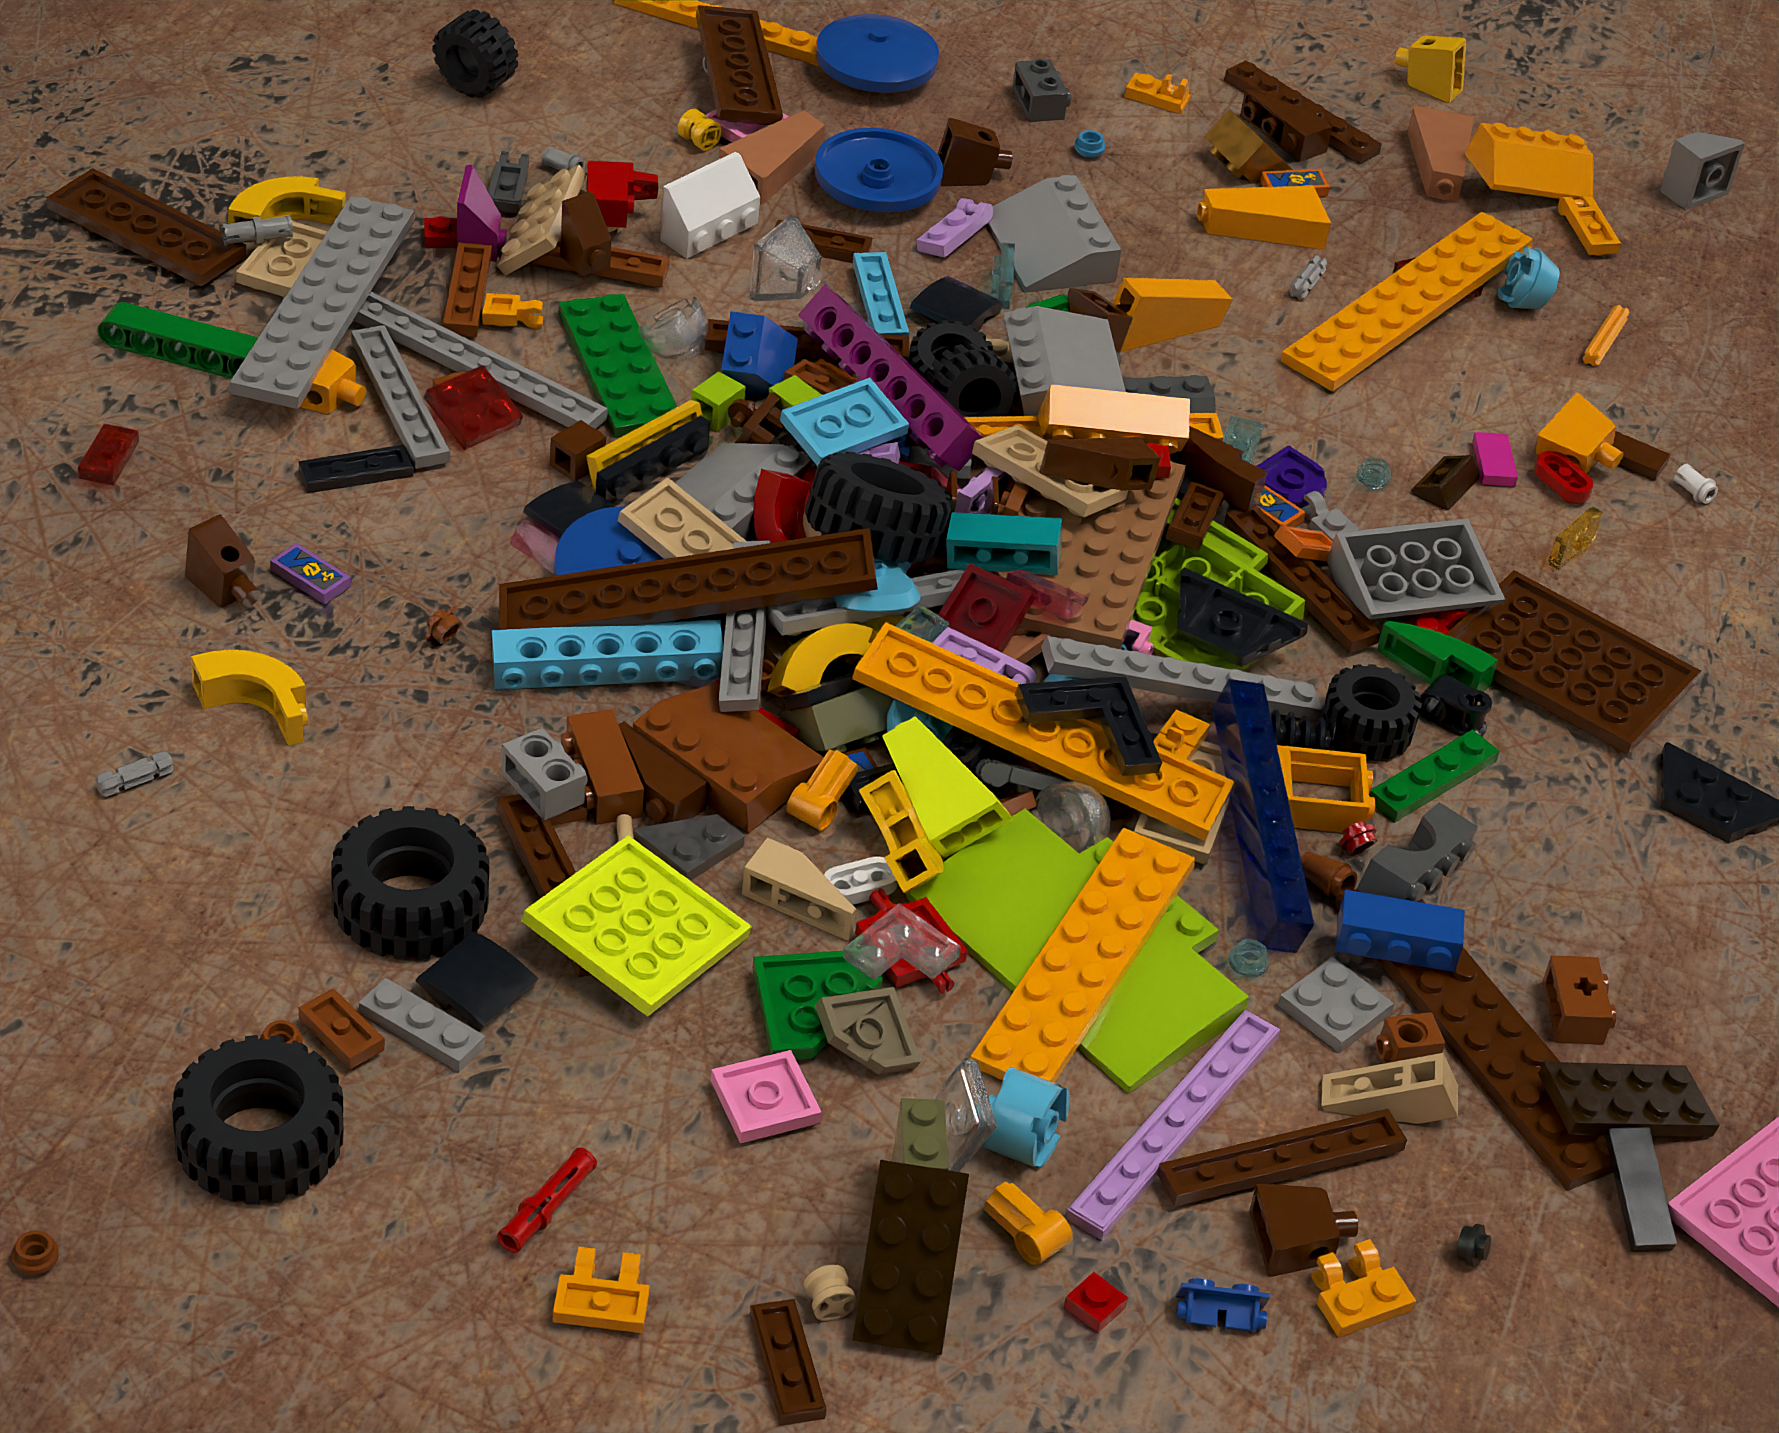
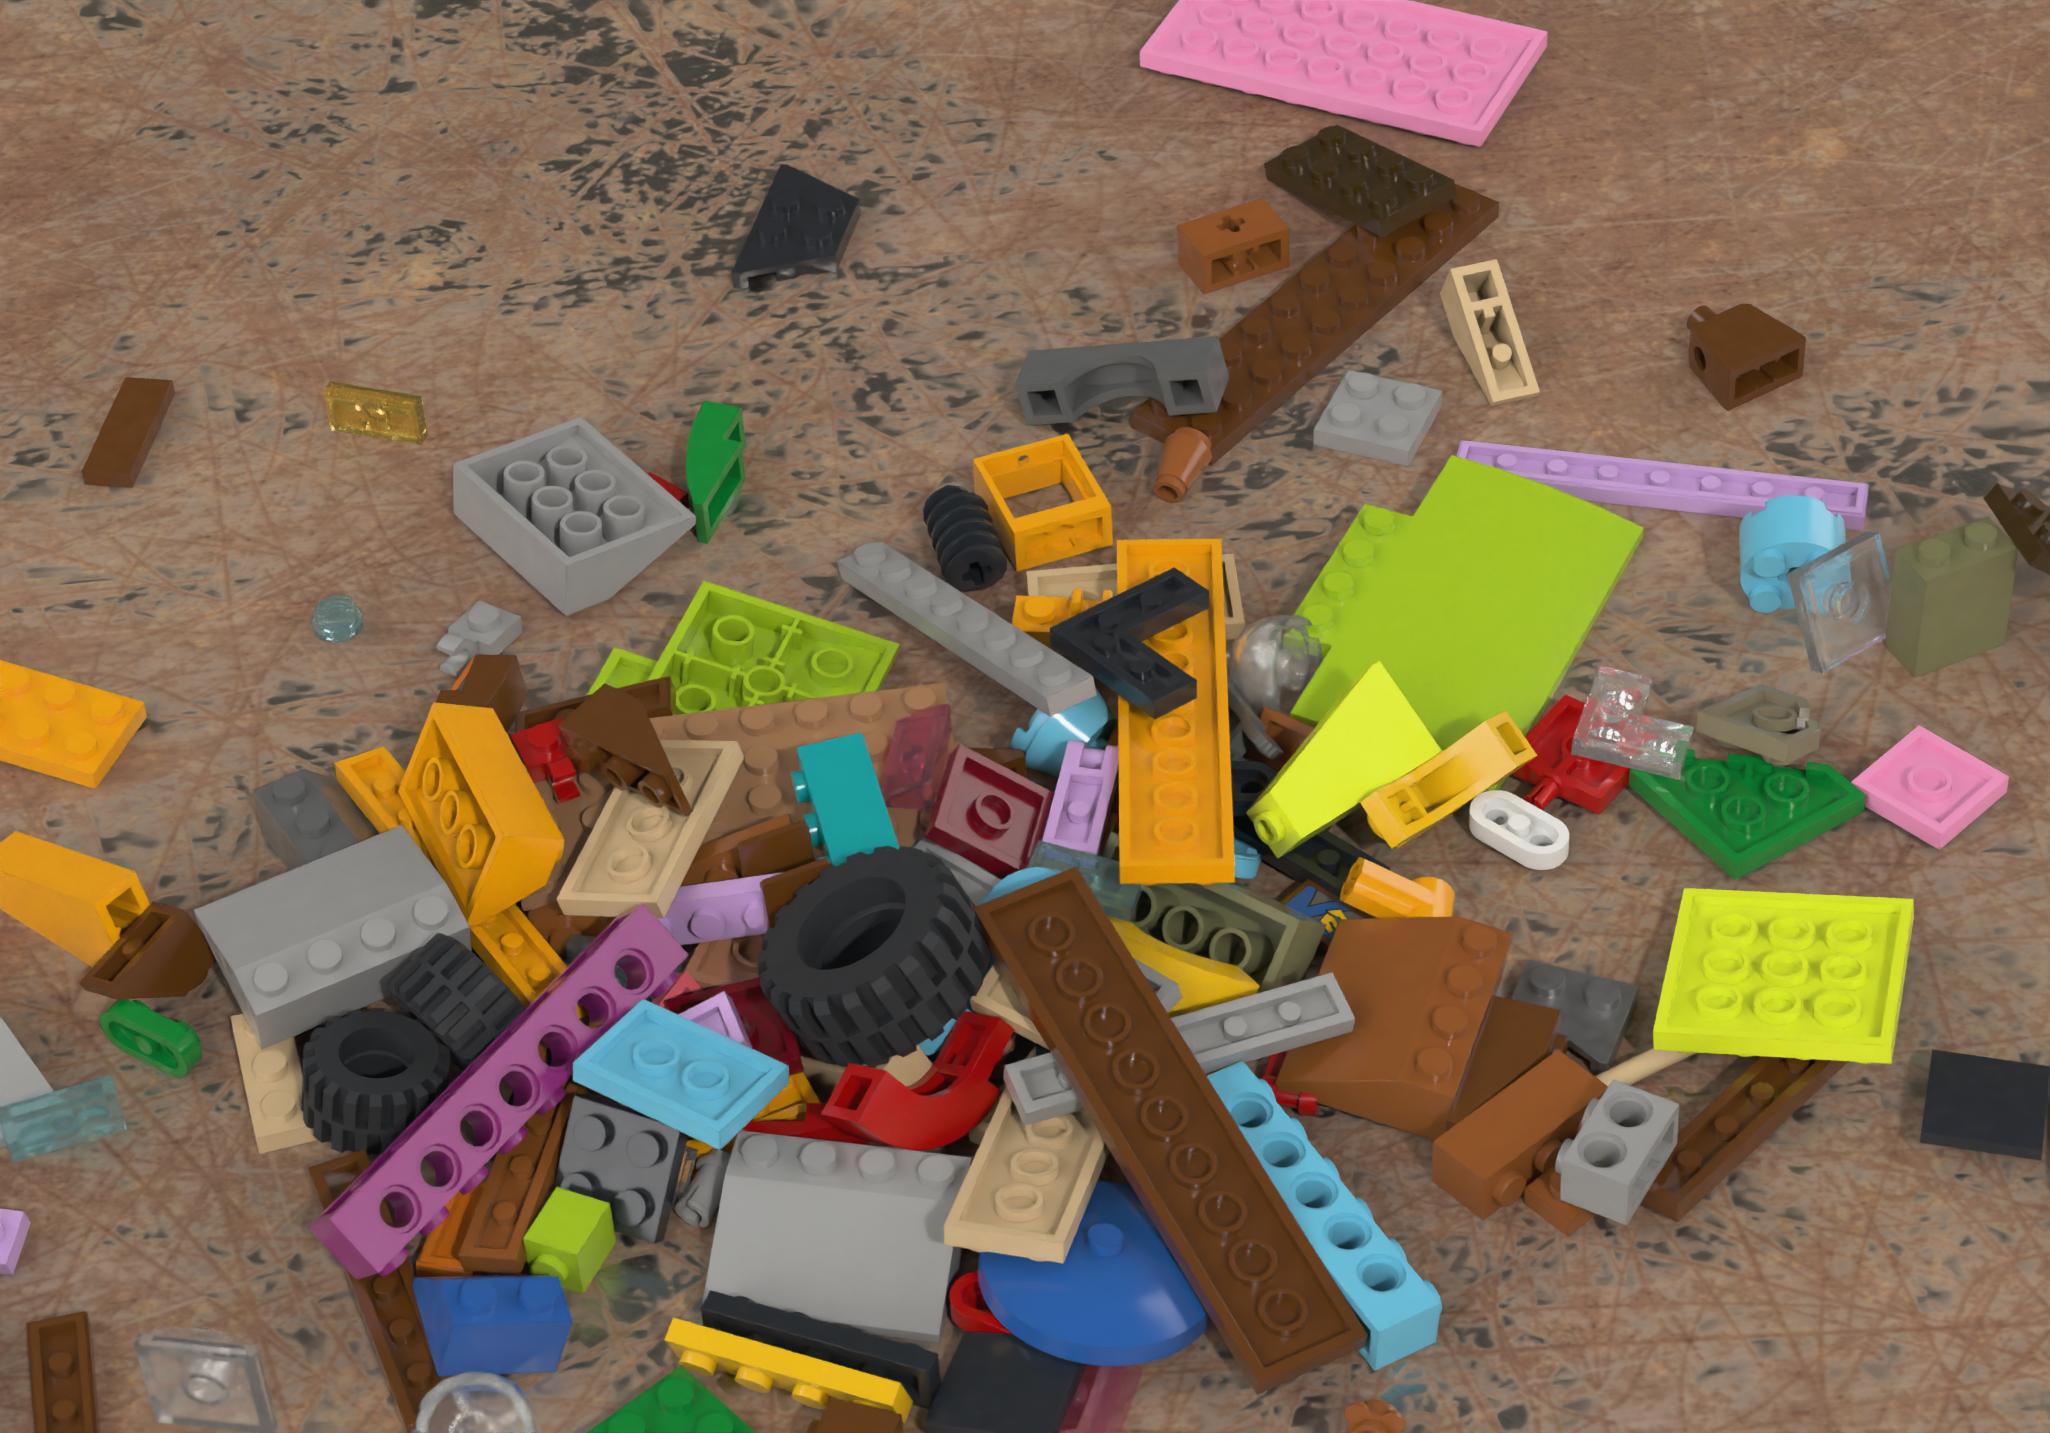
camera: 105 degrees left, 0 degrees up
(417, 919) = (1901, 1268): black tyre -> none
(715, 398) = (617, 1333): lime brick -> none
(744, 415) = (645, 1266): reddish brown hips -> none
(796, 887) = (1580, 880): tan slope -> none
(822, 692) = (1221, 929): black tile -> none
(879, 293) = (201, 1251): medium azure plate -> none
(956, 301) = (170, 1156): black slope -> none
(1034, 1231) = (1914, 520): light orange piece -> none
(1084, 959) = (1507, 589): light orange plate -> none
(1095, 1302) = (1959, 469): red plate -> none
(1231, 622) = (797, 635): black wing -> none
(1239, 1303) = (1883, 381): blue hinge -> none
(1244, 435) = (322, 751): clear light blue plate -> none
(1249, 958) = (1369, 487): clear light blue plate -> none
(1262, 817) = (1170, 501): clear blue brick -> none
(1281, 1157) = (1651, 391): reddish brown plate -> none
(1294, 475) = (388, 699): dark purple tile -> none
(1304, 542) = (560, 623): orange tile -> none
(1306, 580) = (630, 615): reddish brown plate -> none
(1358, 837) = (1101, 453): red plate -> none
(1364, 1301) = (1780, 296): light orange plate -> none
(1372, 711) = (870, 487): black tyre -> none
(1400, 930) = (1265, 361): blue brick -> none
(1409, 1037) = (1404, 340): dark orange brick -> none
(1433, 775) = (914, 432): green plate -> none
(1447, 481) = (302, 559): dark brown slope -> none
(1455, 704) = (793, 434): black piece -> none
(1473, 1245) = (1648, 241): pearl dark grey plate -> none
(1494, 459) = (225, 527): dark pink tile -> none
(1563, 477) = (237, 454): red plate -> none
(1576, 662) = (636, 361): reddish brown plate -> none
(1581, 435) = (153, 444): light orange torso -> none
(1640, 1189) = (1478, 151): black tile -> none
(1703, 489) = (186, 339): white pin -> none

